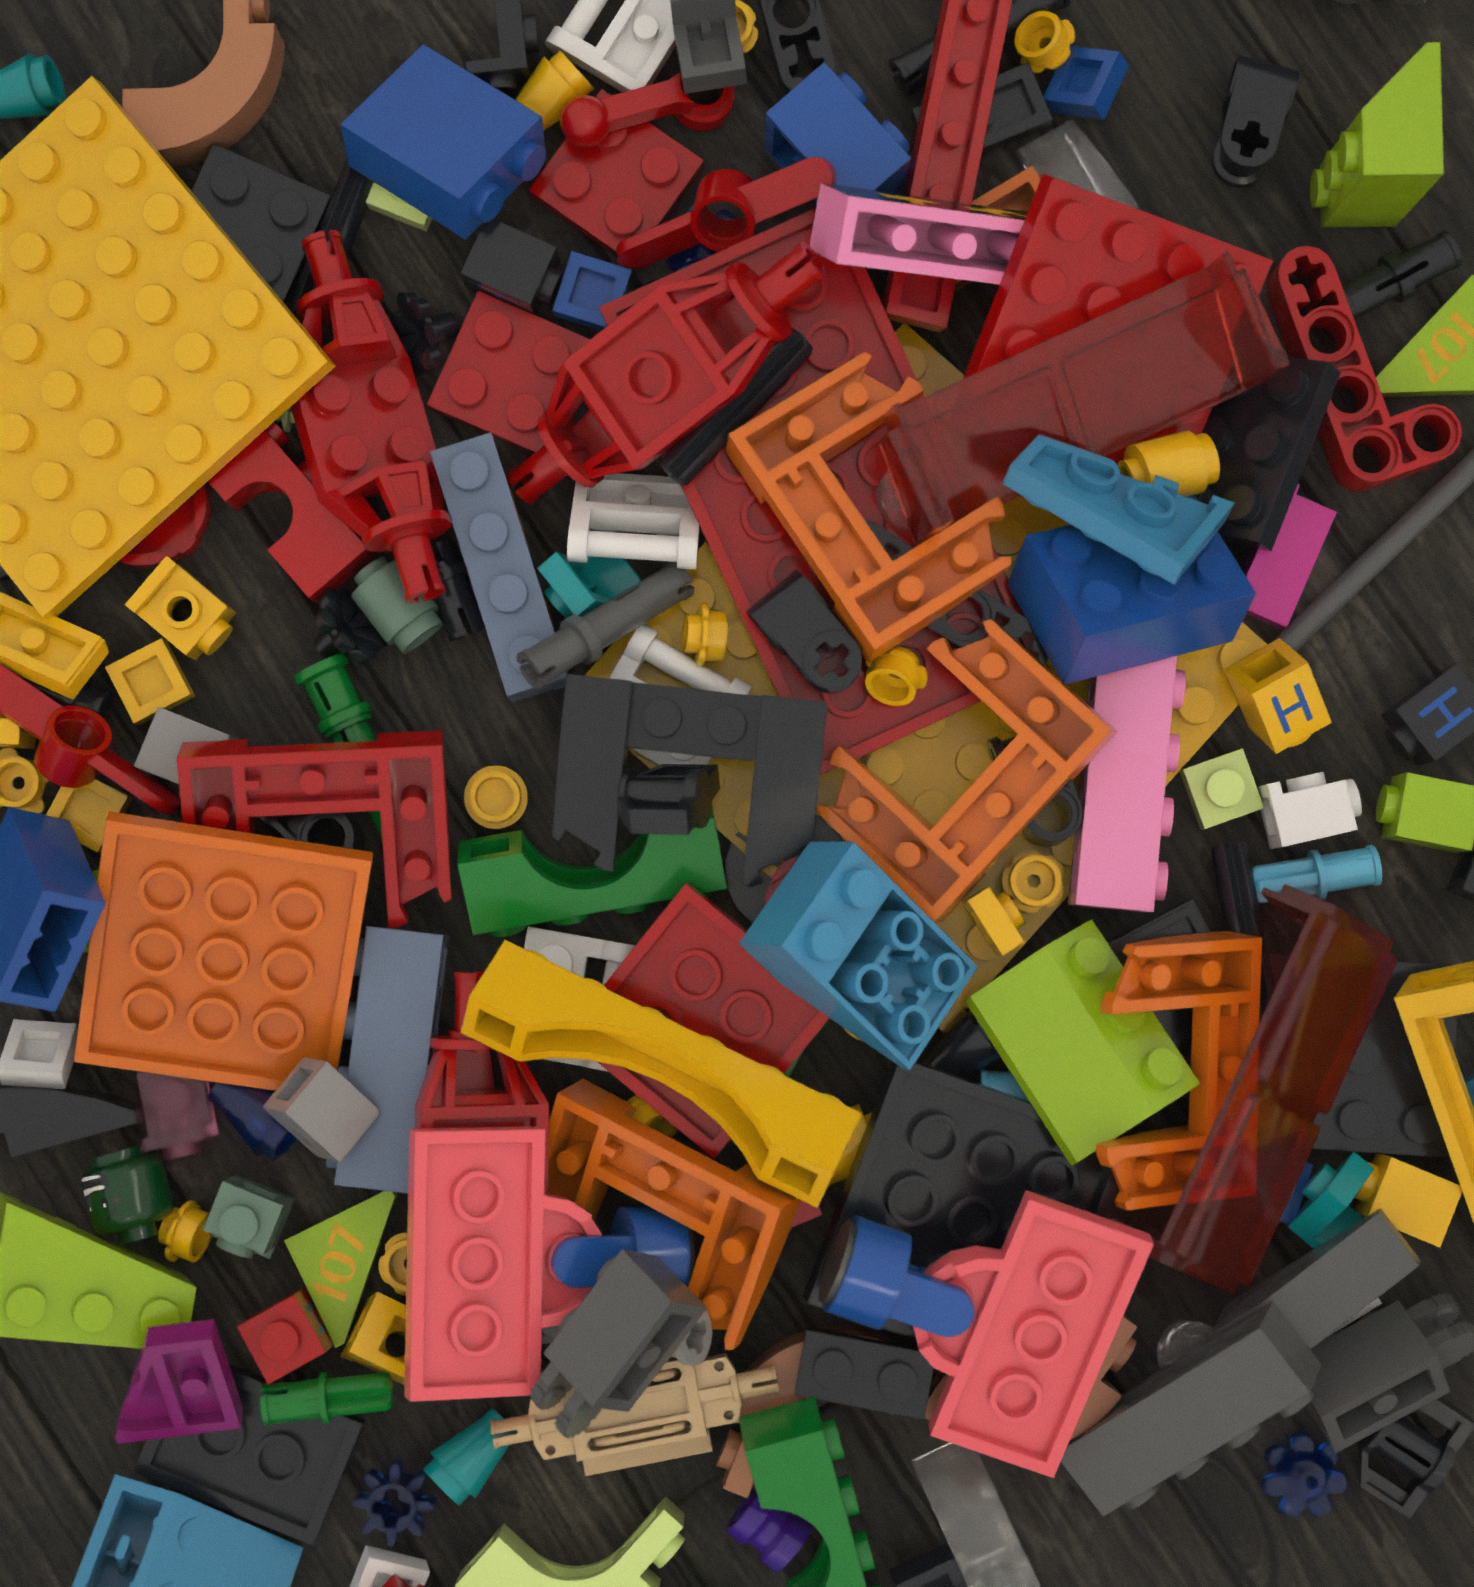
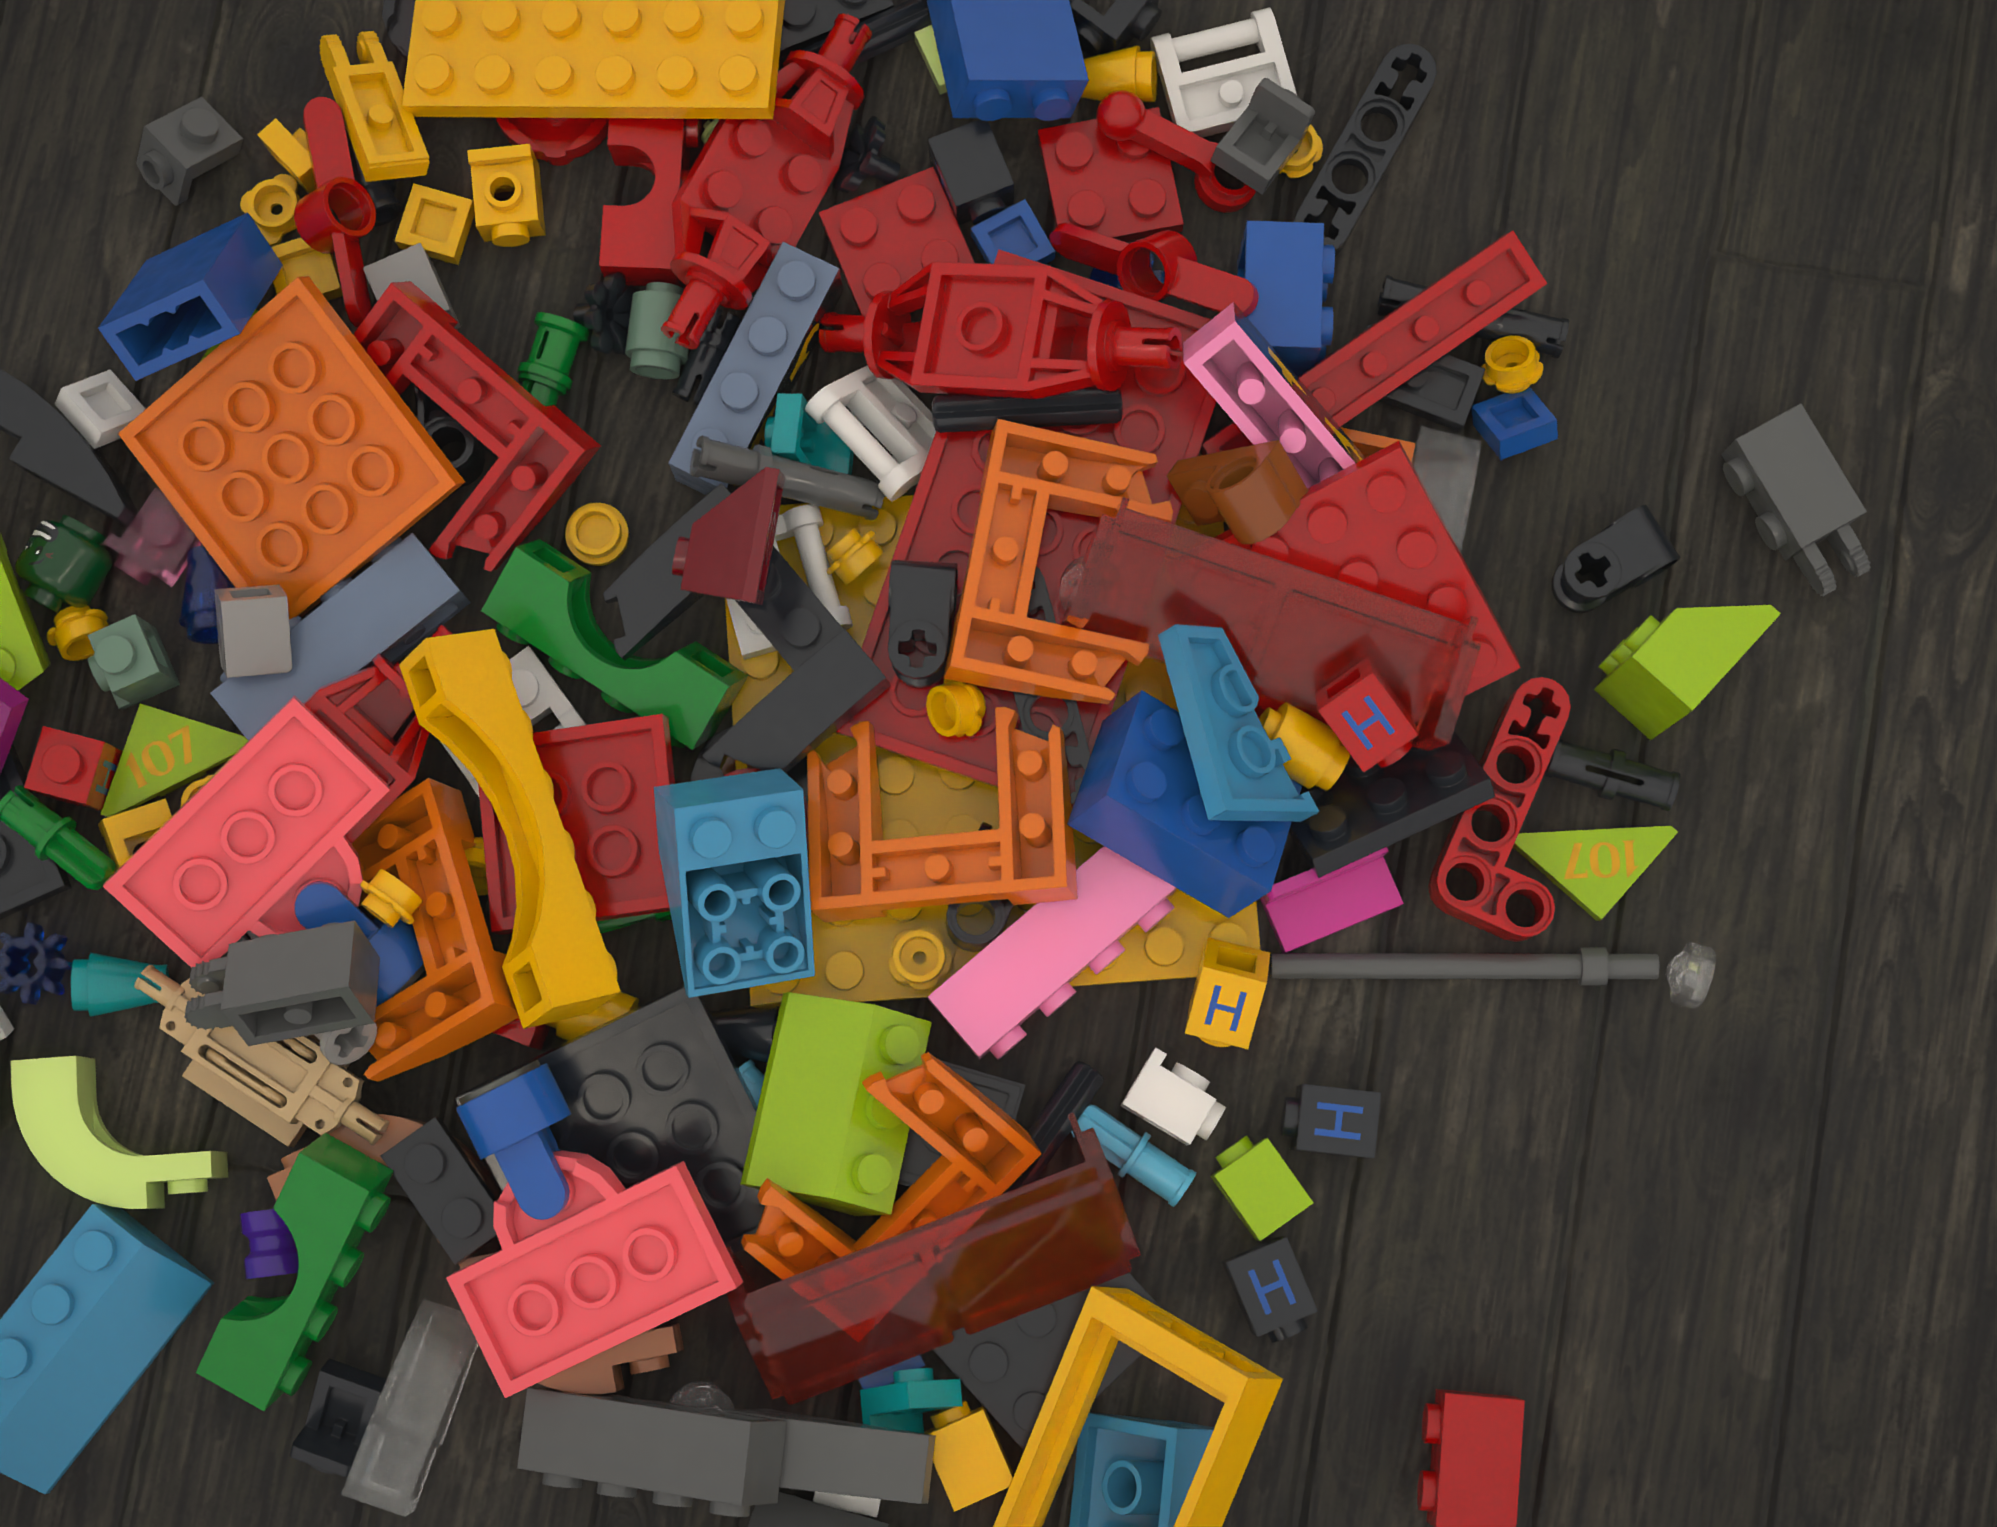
camera: 45 degrees right, 5 degrees down
(623, 1208) = (389, 899): none -> yellow plate
(630, 710) = (733, 542): none -> dark red slope
(667, 798) = (709, 640): black piece -> none
(961, 311) = (1245, 486): none -> dark orange plate
(996, 919) = (863, 956): yellow plate -> none
(1201, 400) = (1367, 716): none -> red brick
(1221, 789) = (1125, 1026): yellowish green plate -> none

